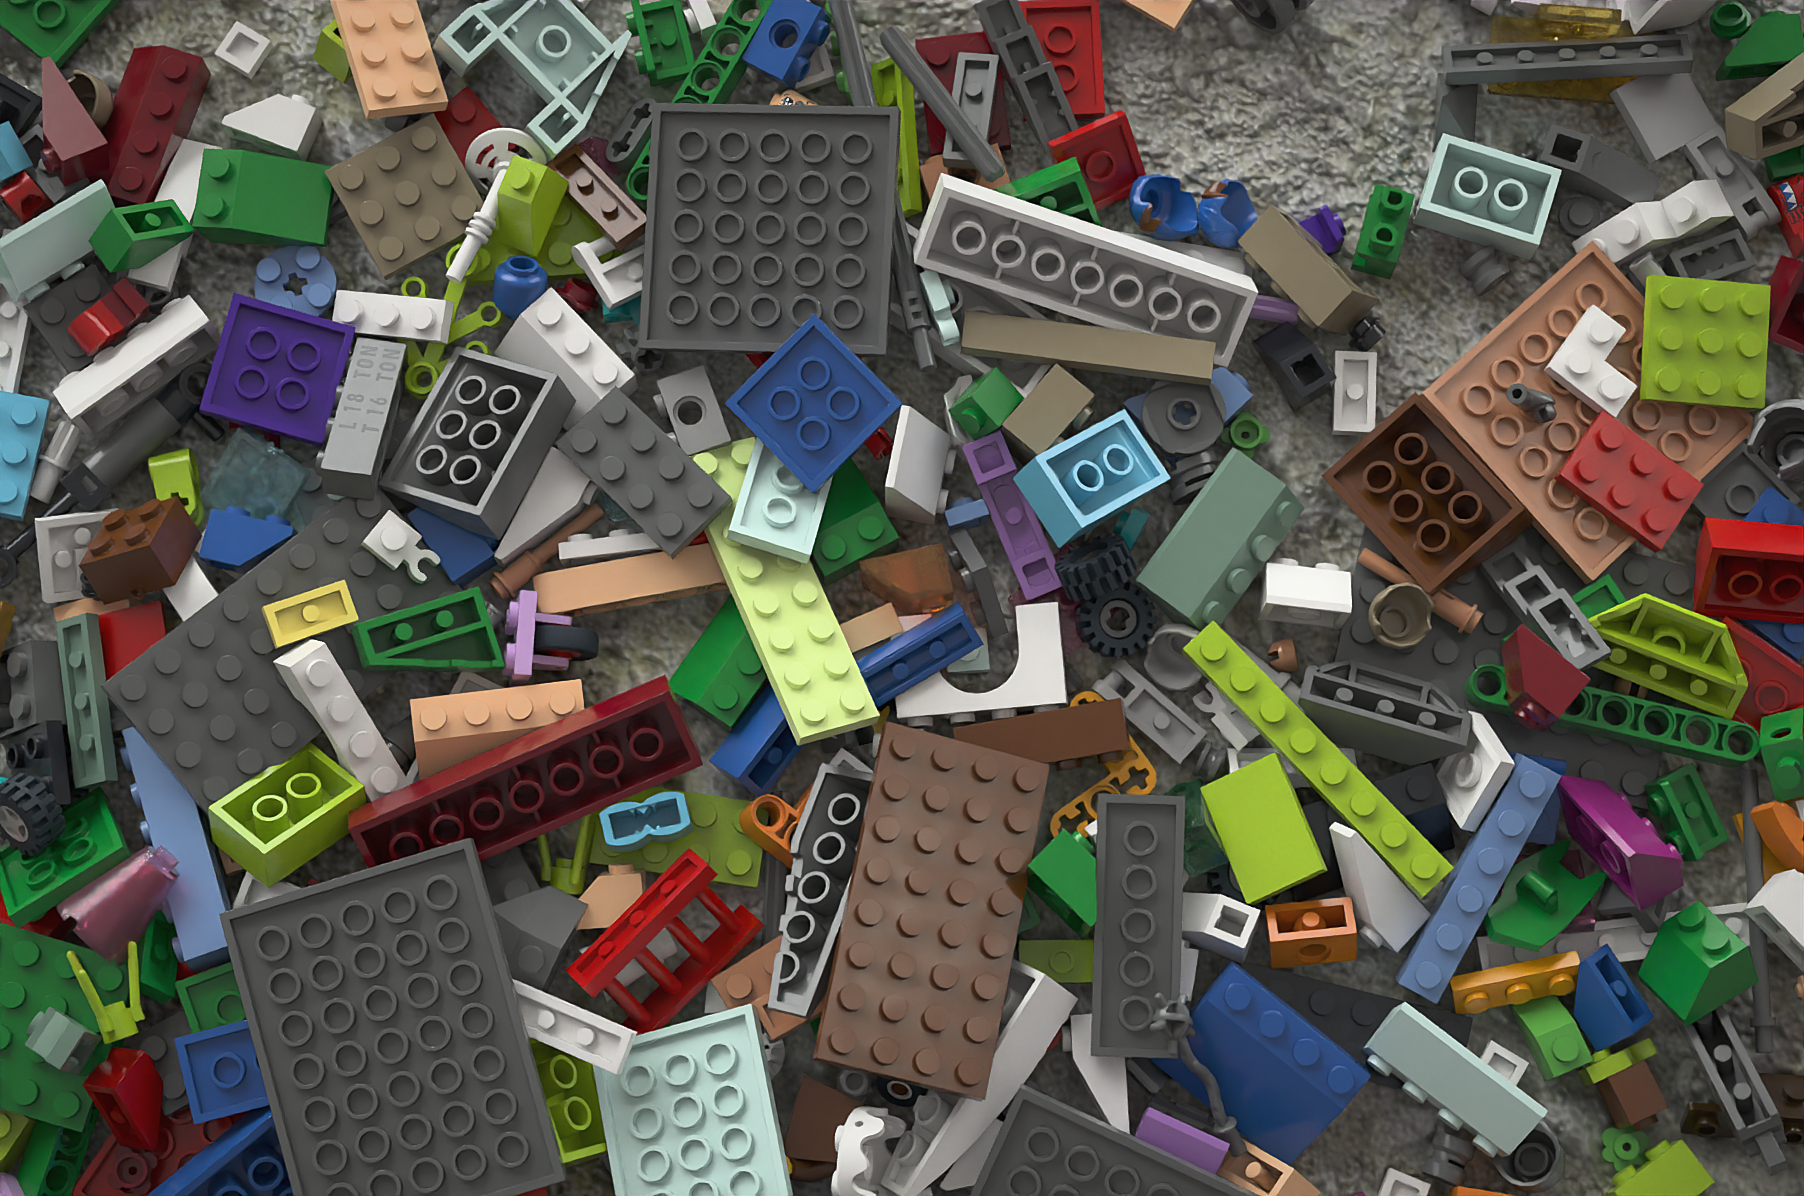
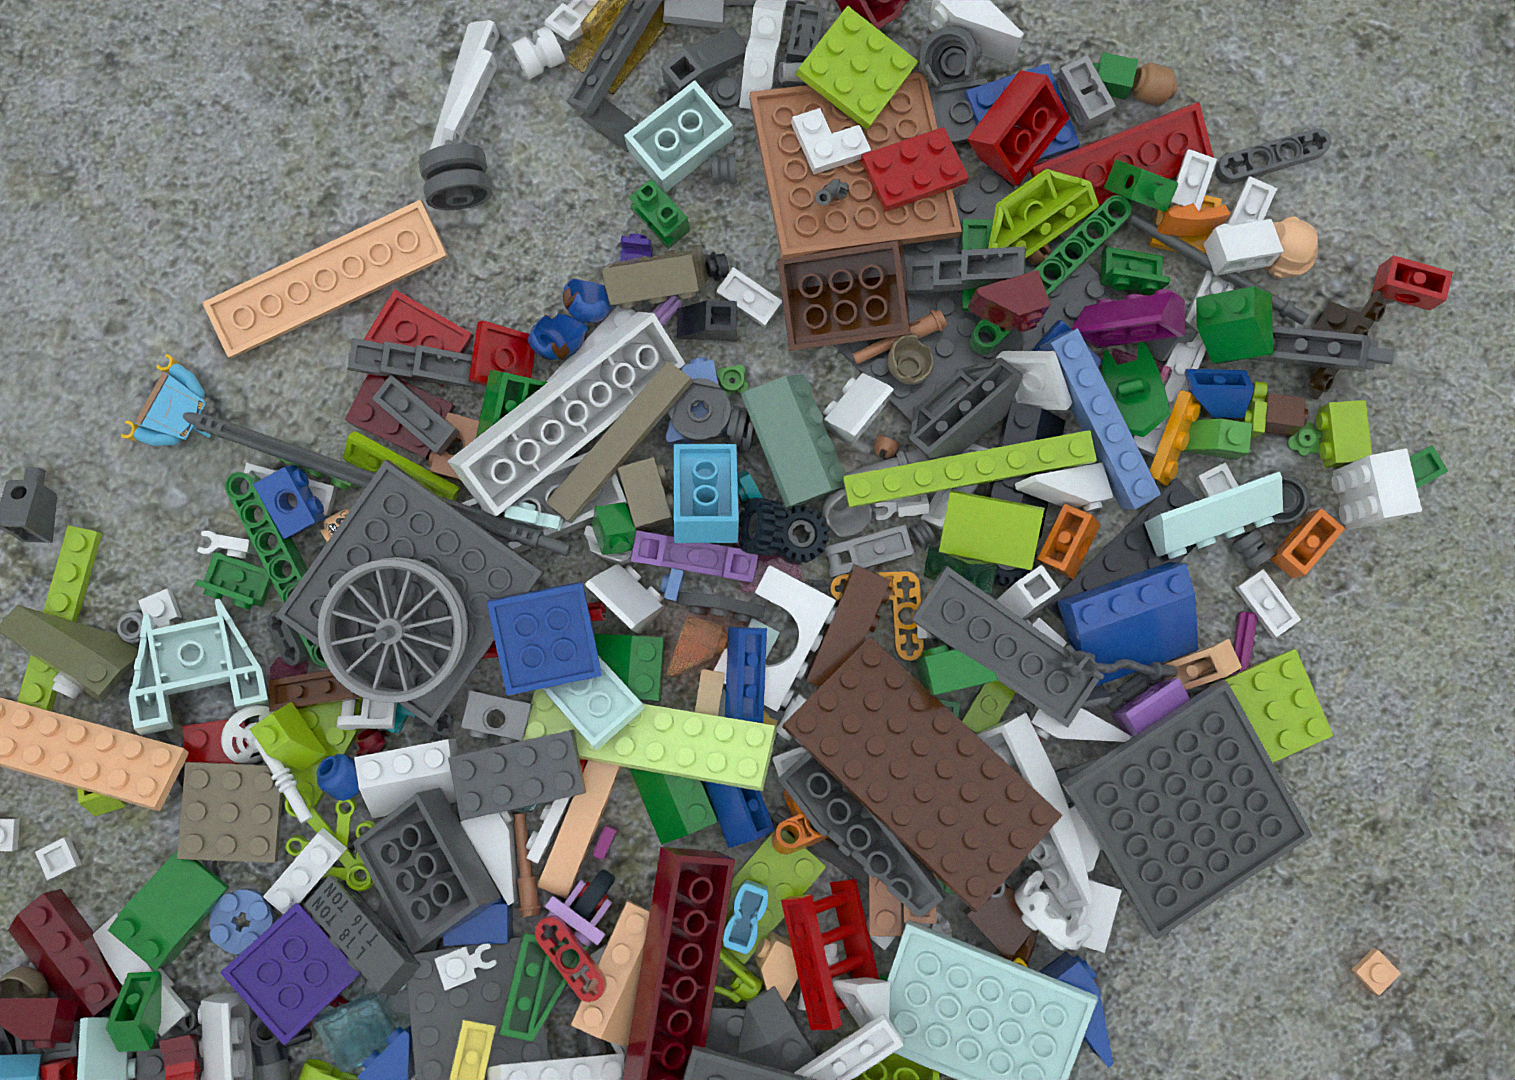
camera: 55 degrees left, 5 degrees up
(277, 126) = (125, 867): white slope -> none
(504, 625) = (567, 972): none -> red beam
(629, 621) = (605, 841): none -> magenta tile
(639, 1008) = (864, 998): none -> white slope
(719, 233) = (392, 630): none -> light grey wheel
(942, 104) = (400, 430): dark grey axle -> none

